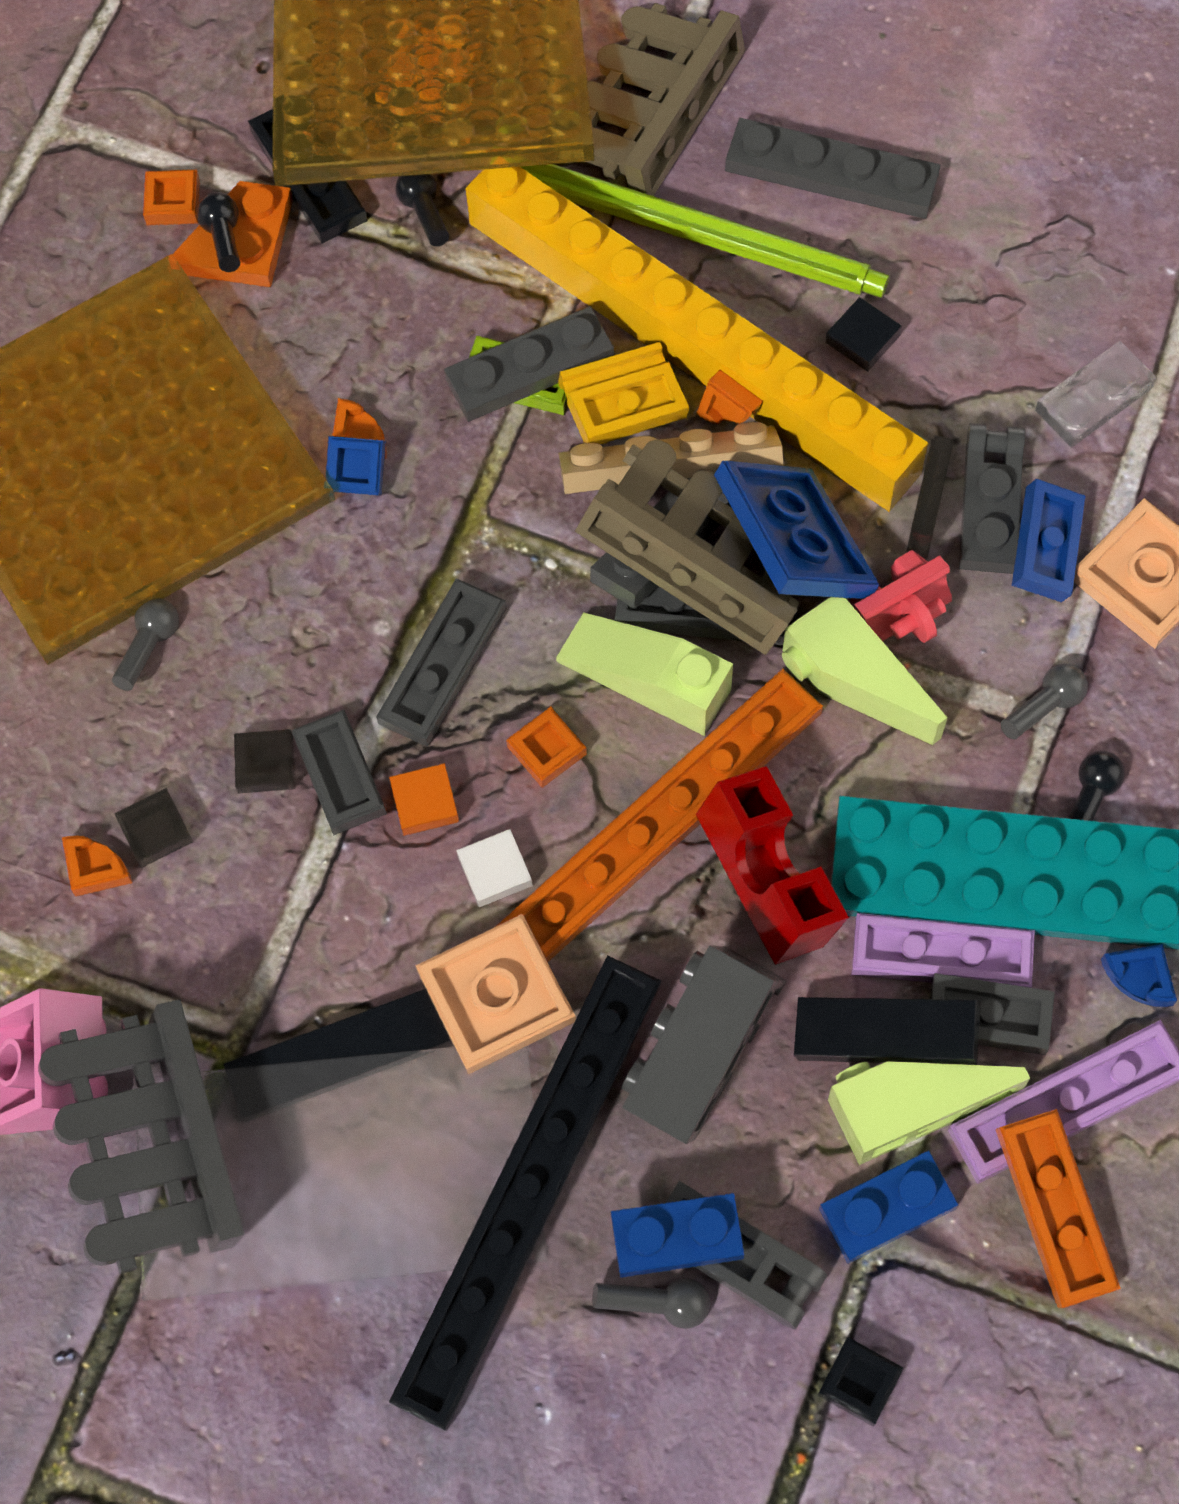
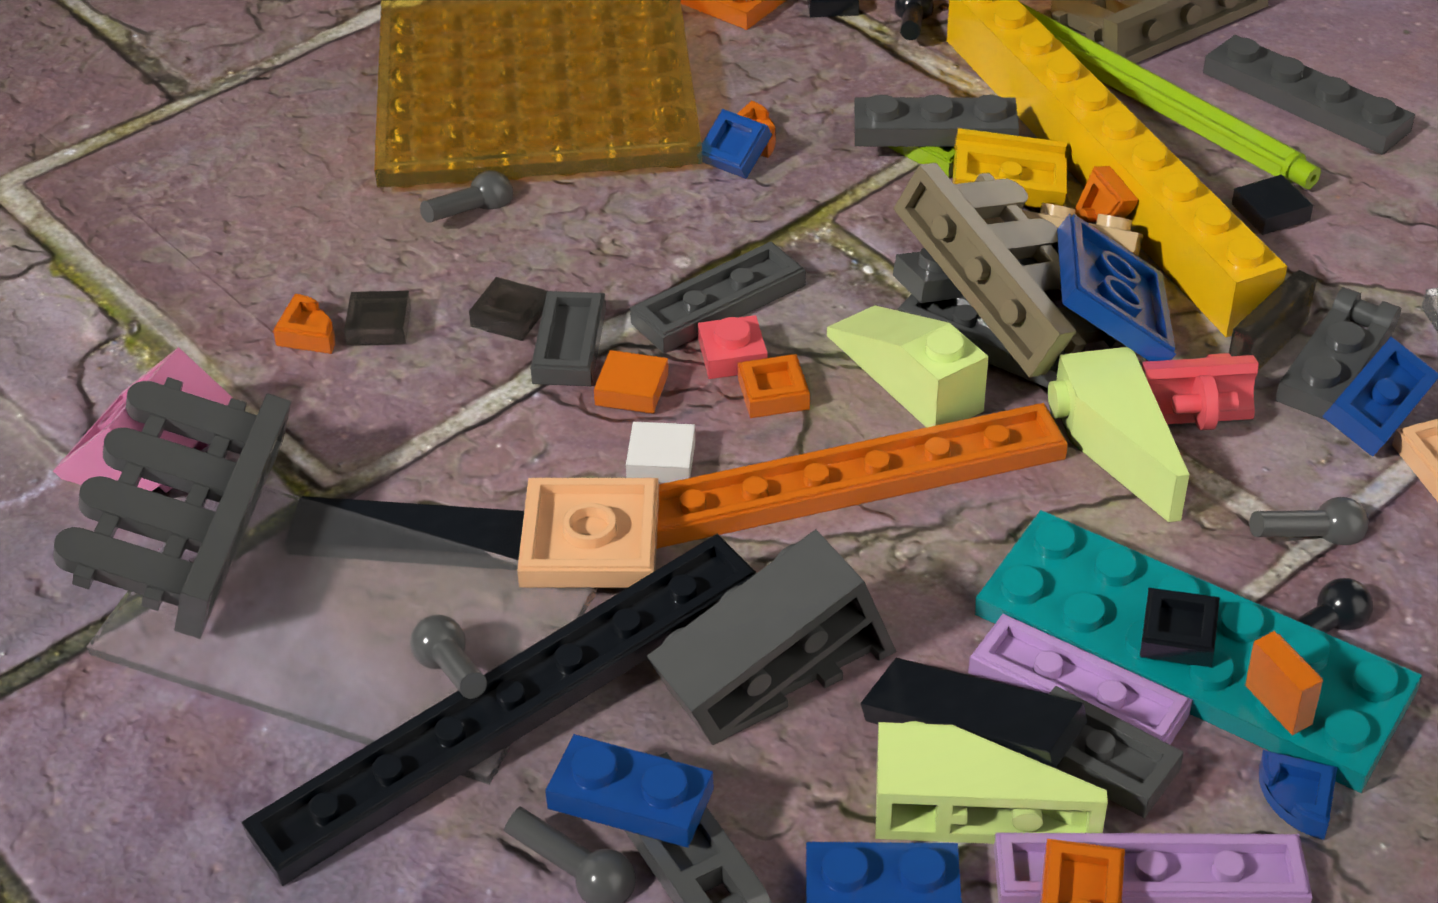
camera: 25 degrees right, 25 degrees down
(439, 1163) = (440, 644): none -> dark grey bar
(487, 717) = (728, 343): none -> coral plate
(746, 829) = (929, 559): red arch -> none
(1005, 877) = (1180, 627): none -> black tile
(1109, 905) = (1283, 682): none -> orange tile

